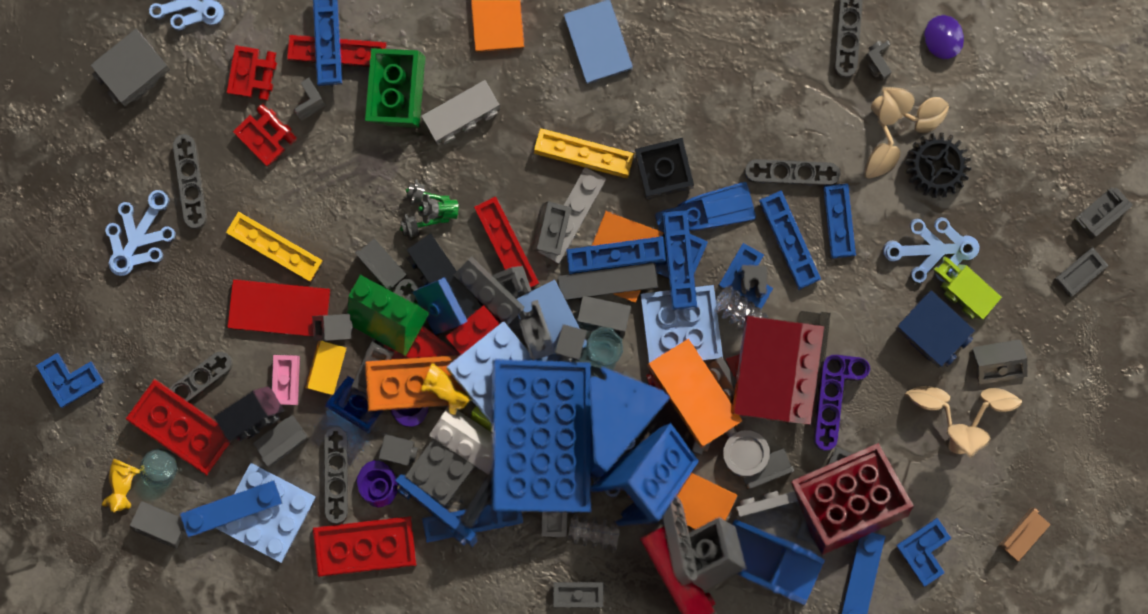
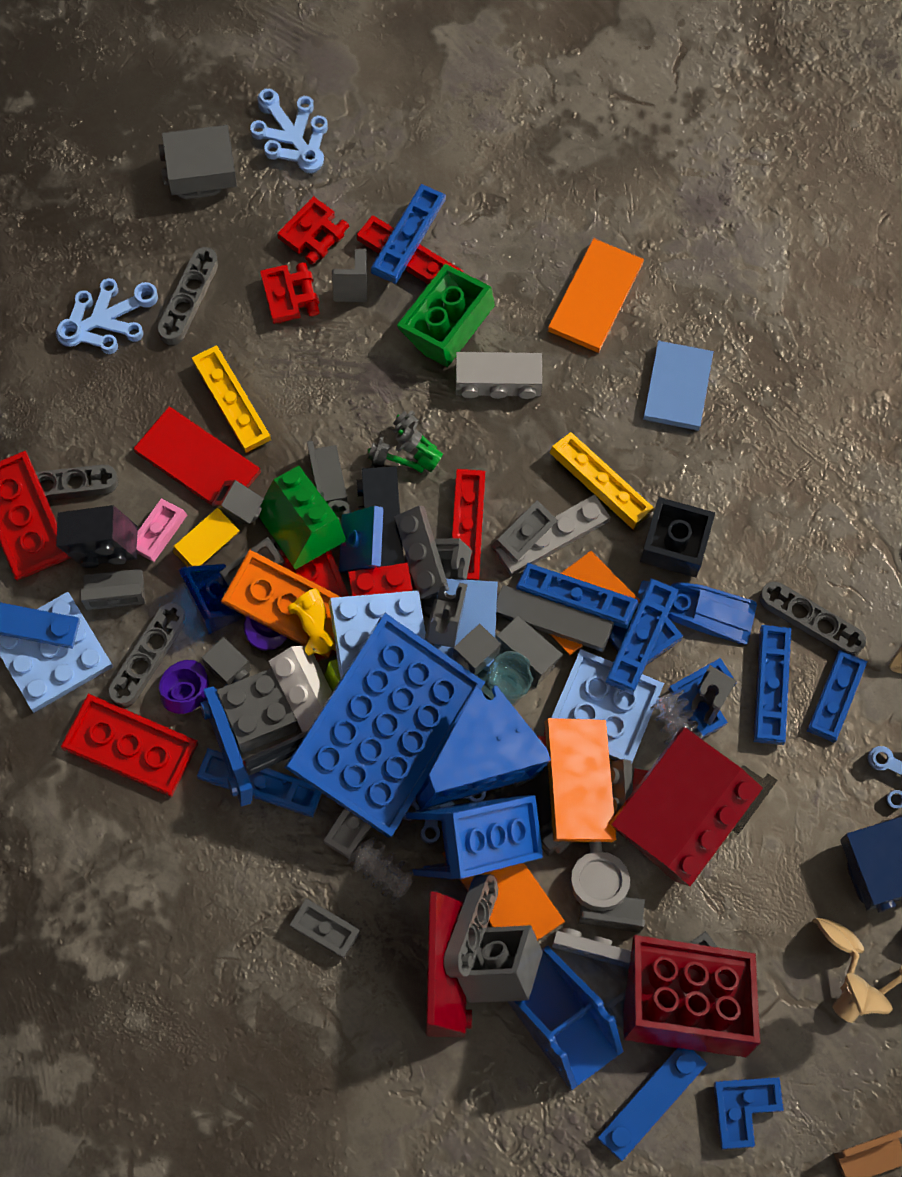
camera: 25 degrees right, 15 degrees down
(834, 403) = (728, 881): dark purple beam -> none

